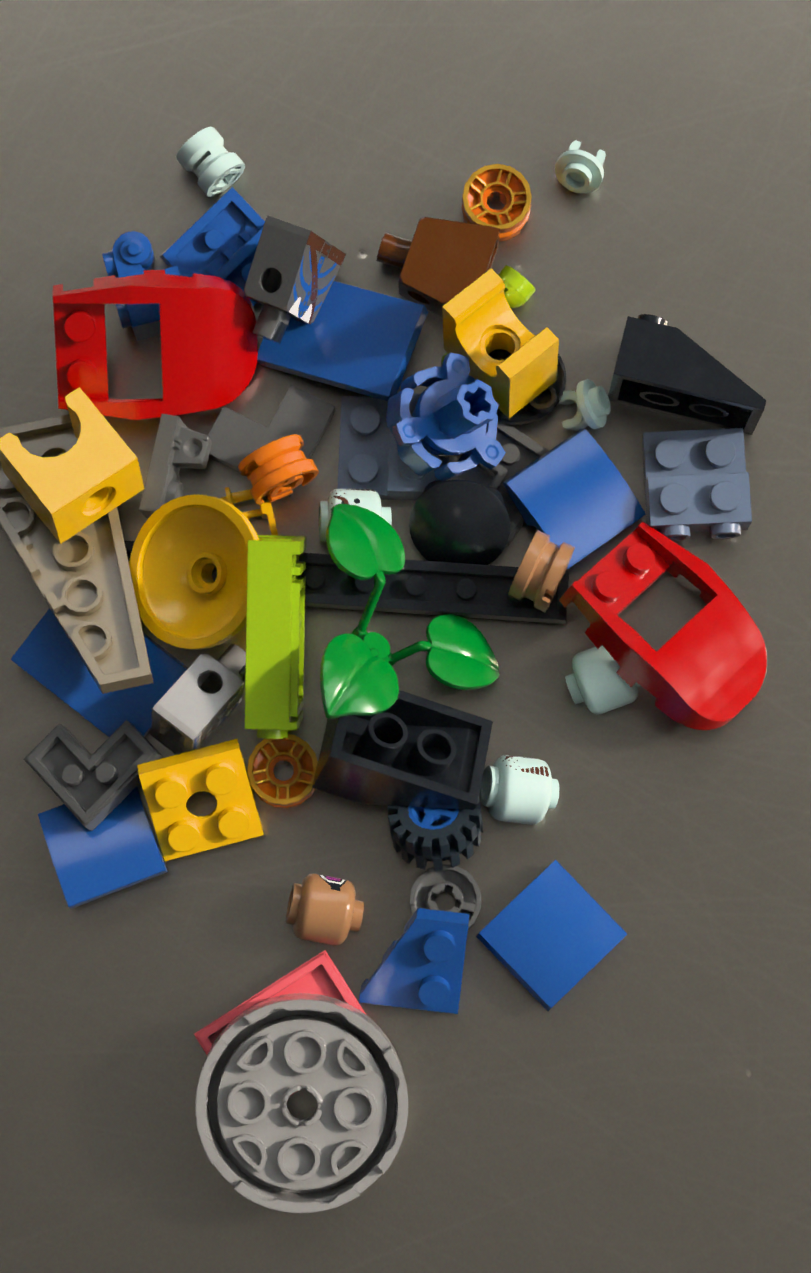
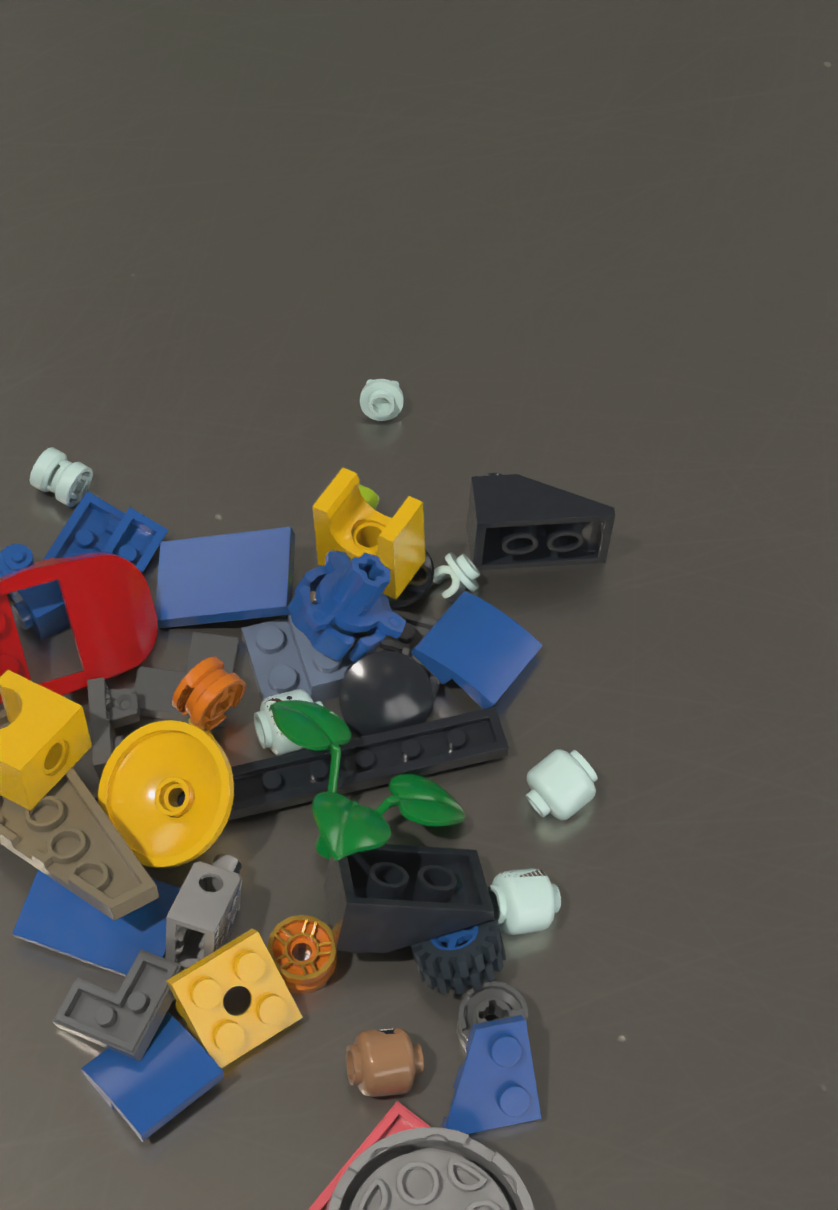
camera: 25 degrees left, 20 degrees down
(275, 635) = (258, 825): lime door -> none
(290, 276) = (165, 534): dark grey torso -> none
(440, 259) = (288, 495): reddish brown torso -> none
(513, 193) = (331, 431): orange wheel -> none
(541, 571) = (474, 704): medium nougat wheel -> none
(551, 935) = (599, 1020): blue slope -> none
(696, 482) = (575, 610): sand blue plate -> none
(707, 666) = (645, 744): slope -> none

